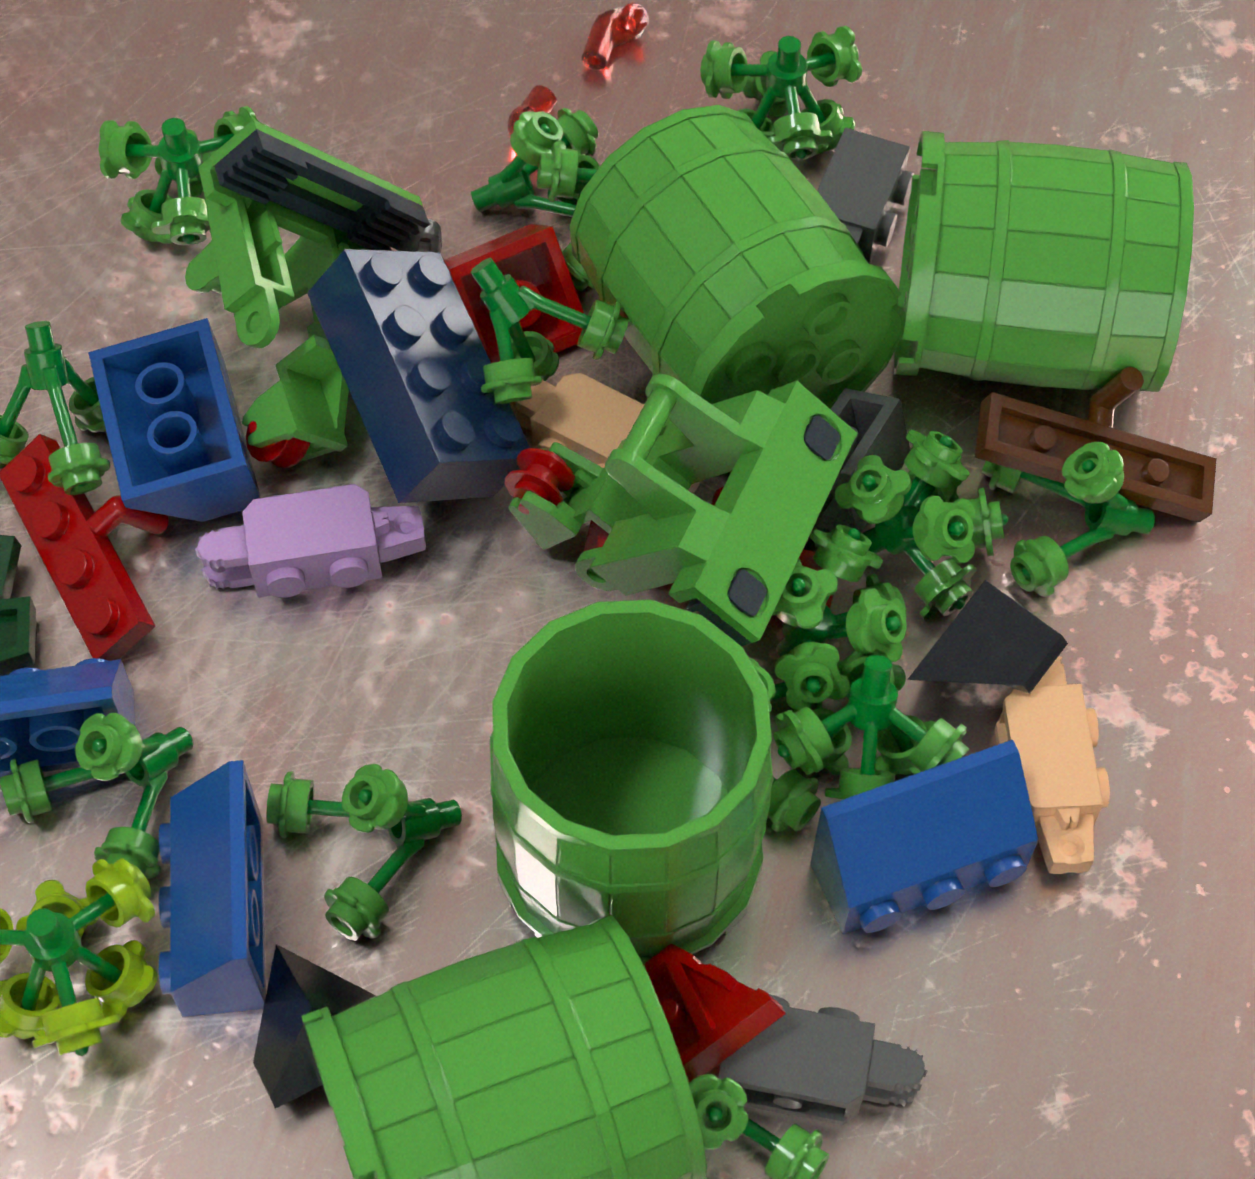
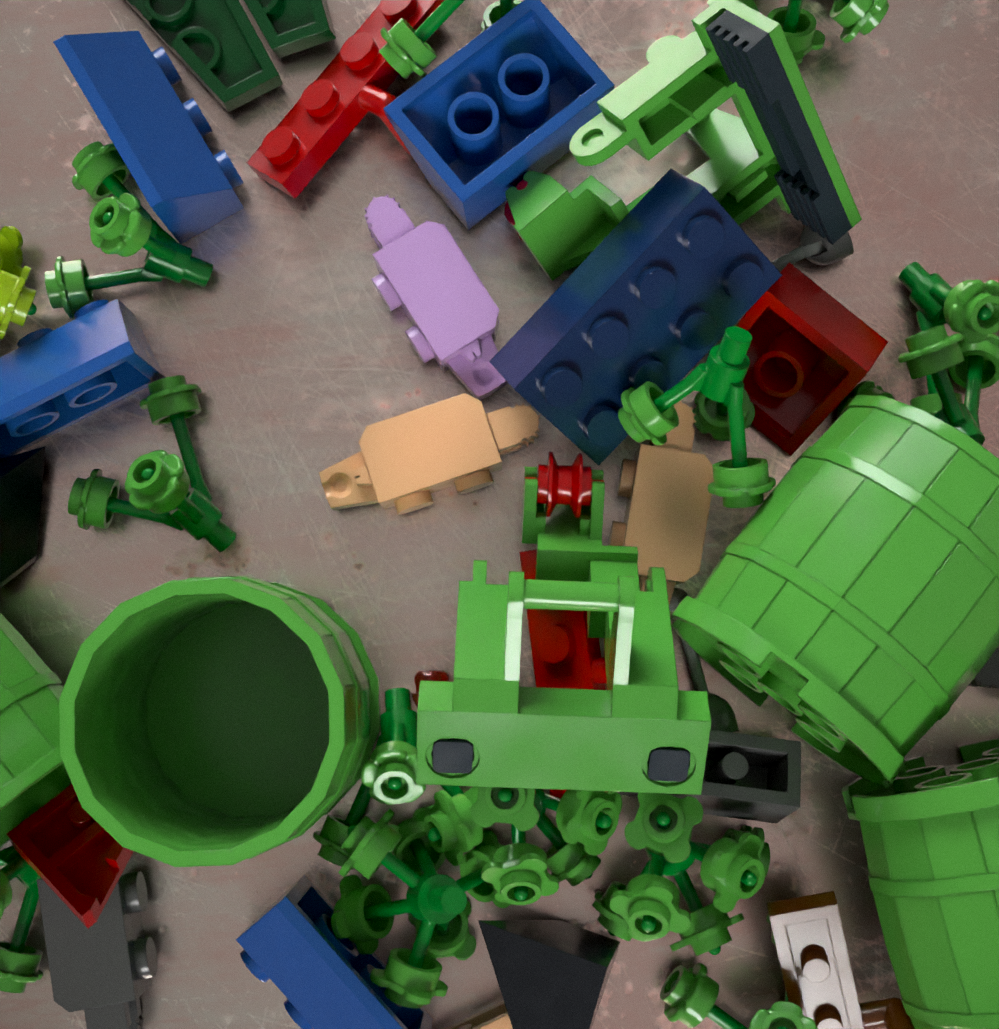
camera: 70 degrees right, 25 degrees up
(453, 599) = (428, 452): none -> light nougat hinge

